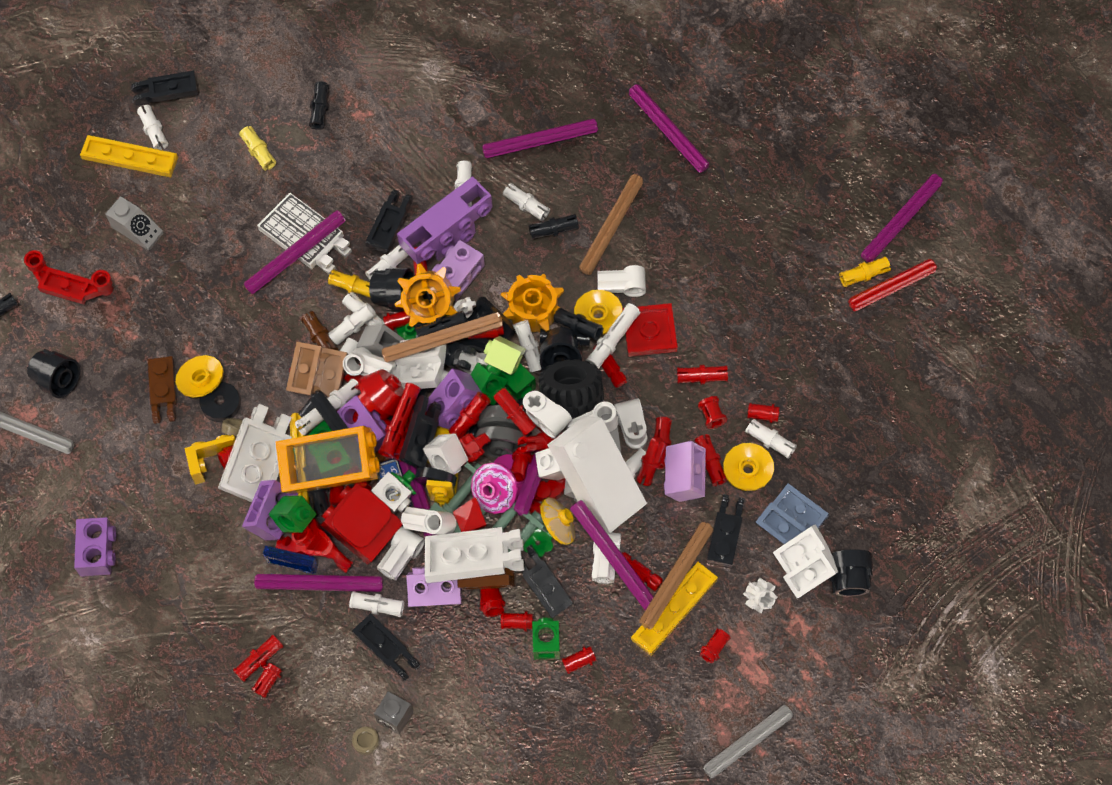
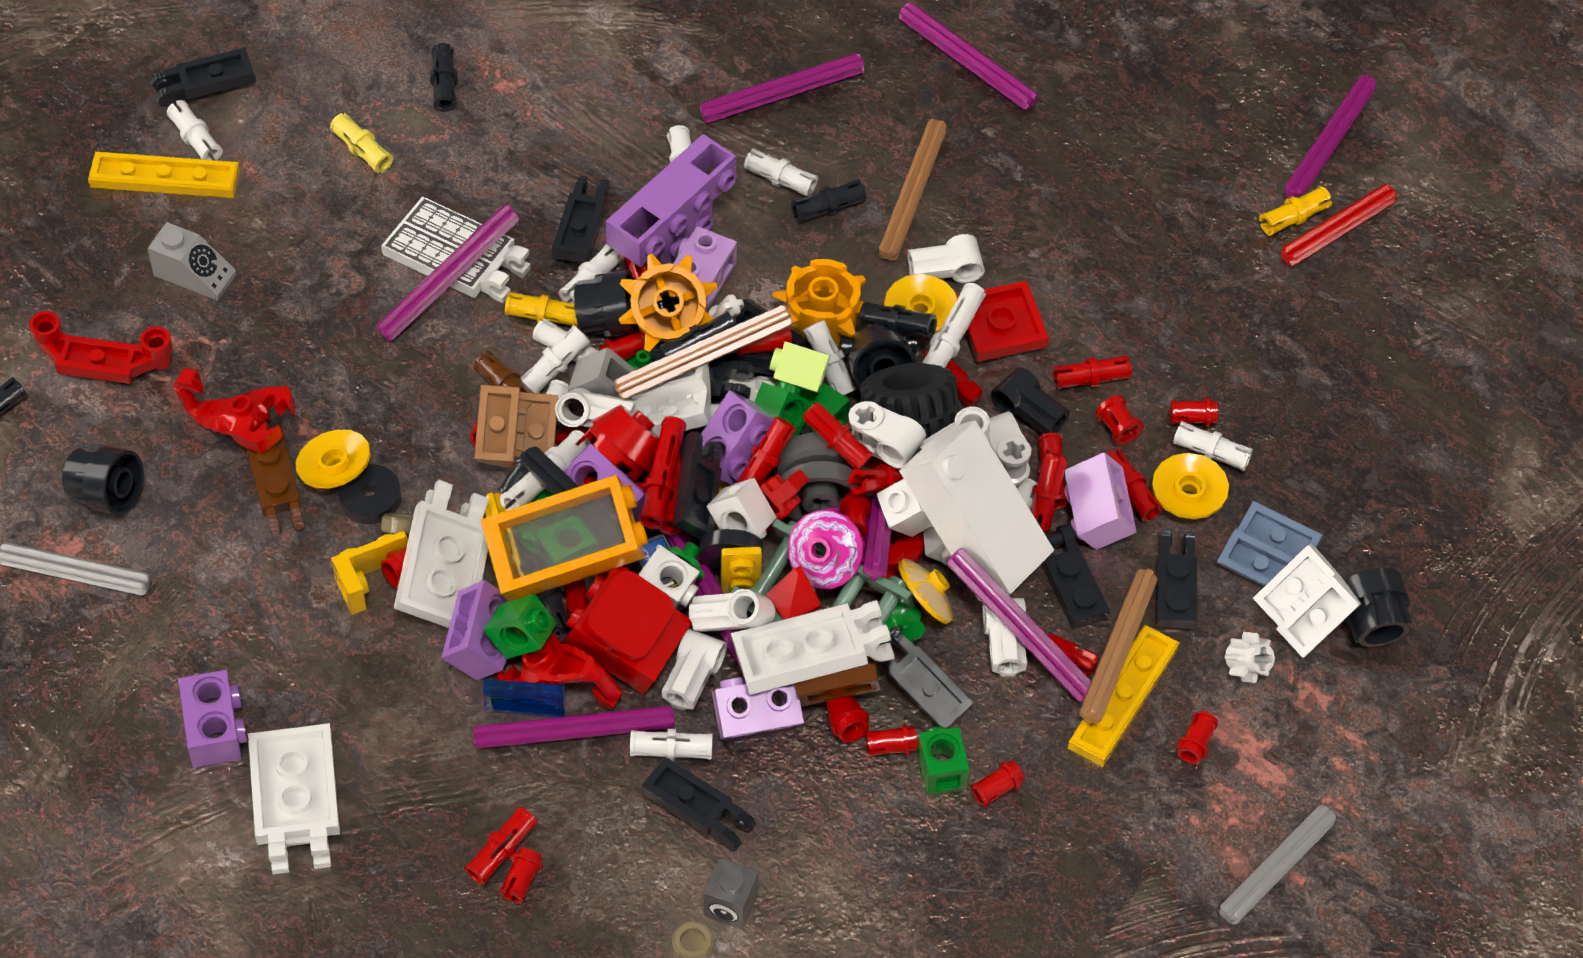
camera: 15 degrees left, 10 degrees down
(137, 603) = (294, 792): none -> white tile
(146, 338) = (237, 416): none -> red animal
(652, 387) = (1023, 396): none -> black piece
(658, 522) = (1073, 581): none -> black plate

